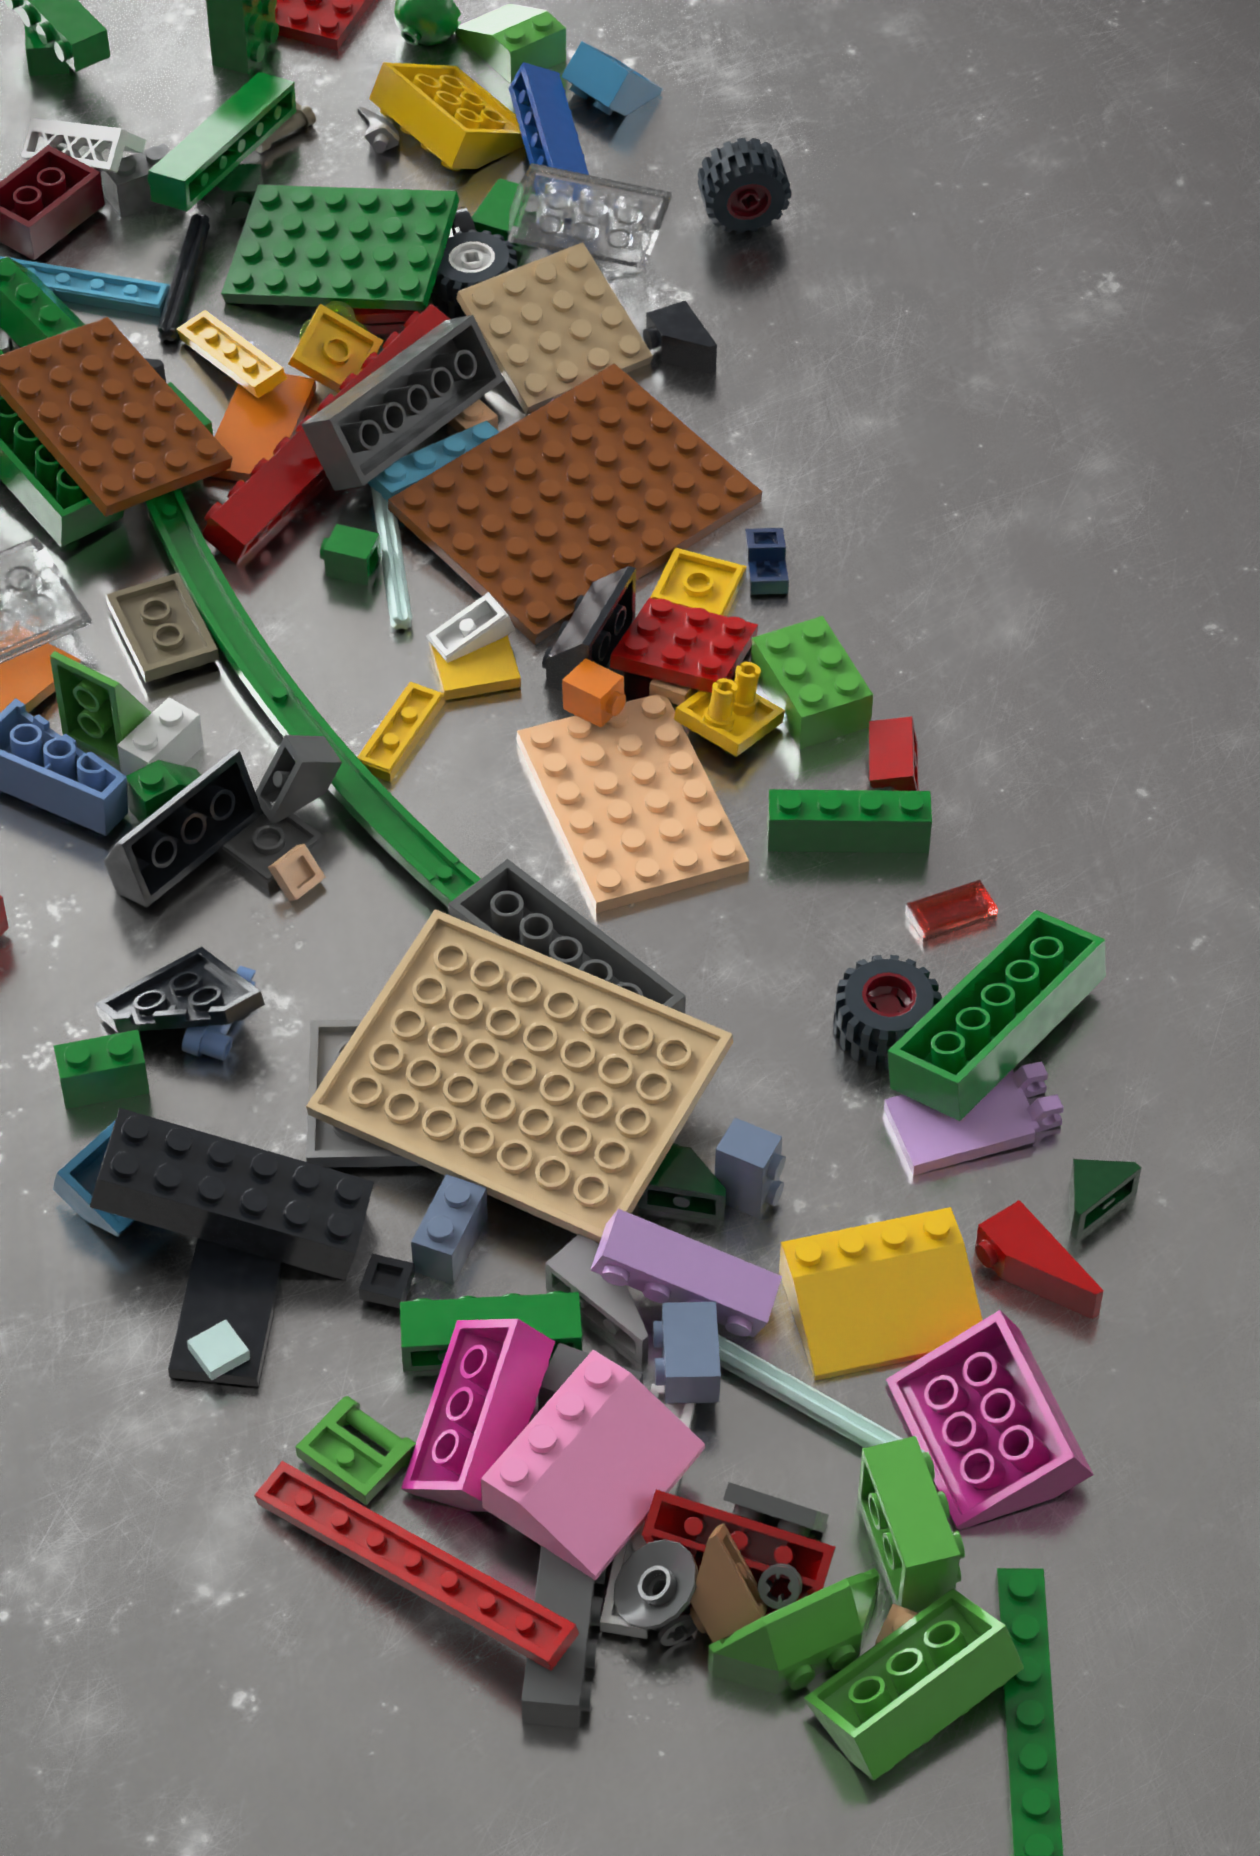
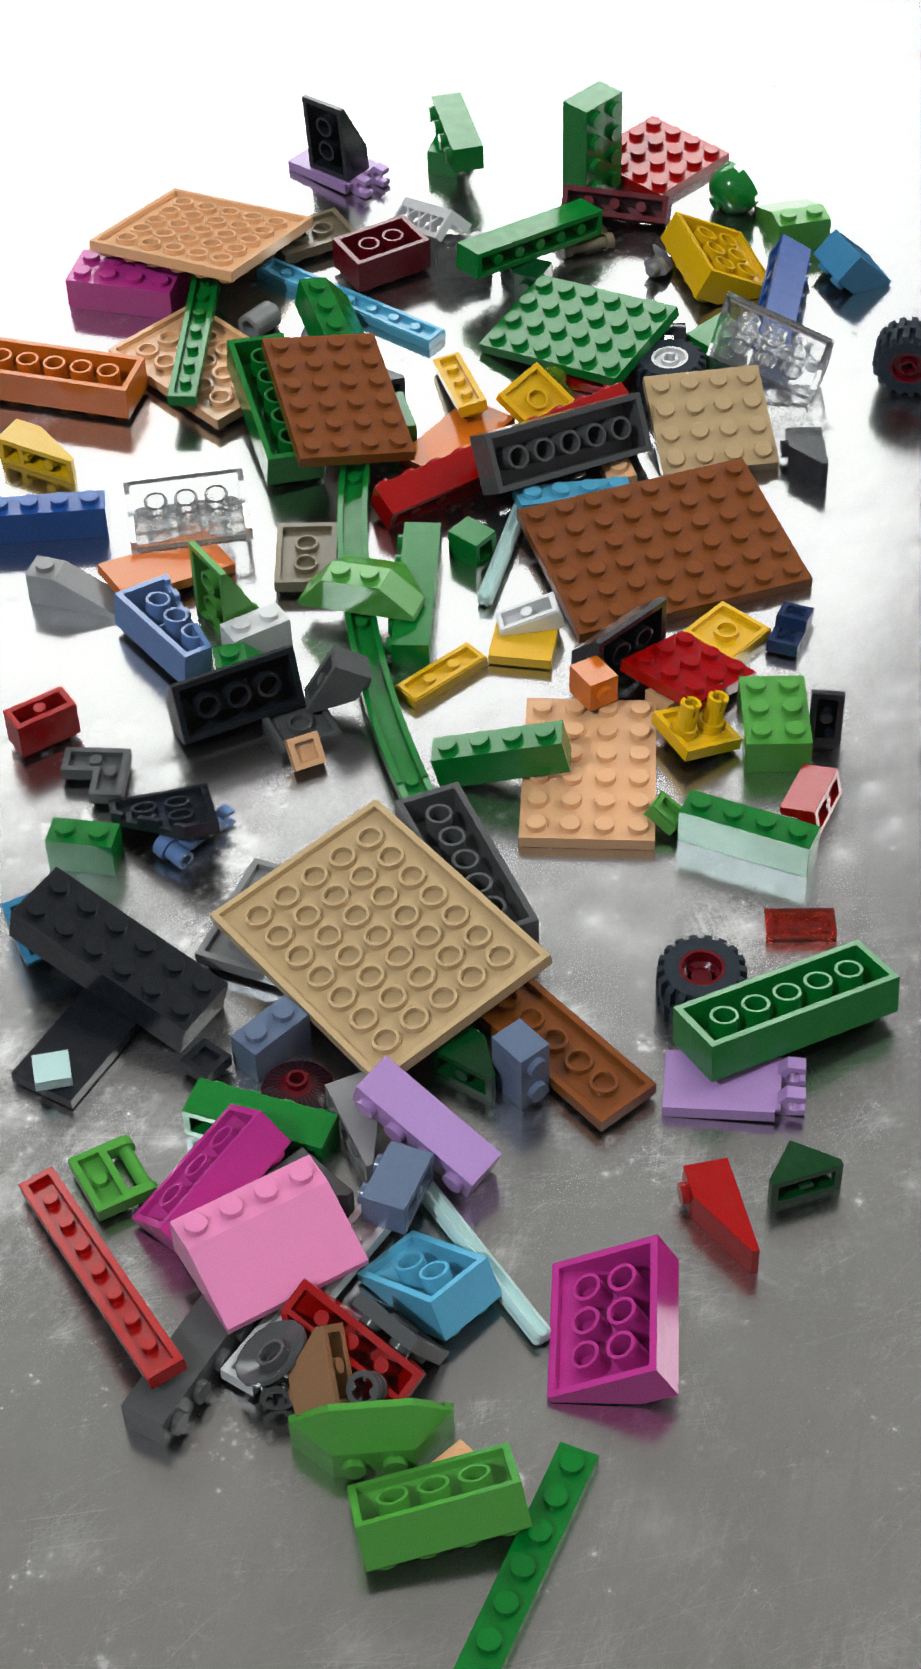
camera: 25 degrees right, 5 degrees down
(62, 961) = (103, 766): none -> dark grey plate
(183, 277) = (459, 326): black axle -> none
(267, 649) = (365, 588): none -> bright green wedge
(301, 66) = (623, 204): none -> dark red brick
(321, 639) = (421, 552): none -> green brick
(481, 1277) = (310, 1087): none -> dish
(534, 810) = (502, 754): none -> green brick
(745, 824) = (664, 812): none -> bright green tile
(776, 1444) = (432, 1283): none -> medium azure slope
(821, 1151) = (582, 1063): none -> dark orange plate
(869, 651) = (826, 715): none -> black slope
(879, 1291) = (579, 1192): yellow slope -> none
(909, 1522) = (500, 1376): bright green brick -> none

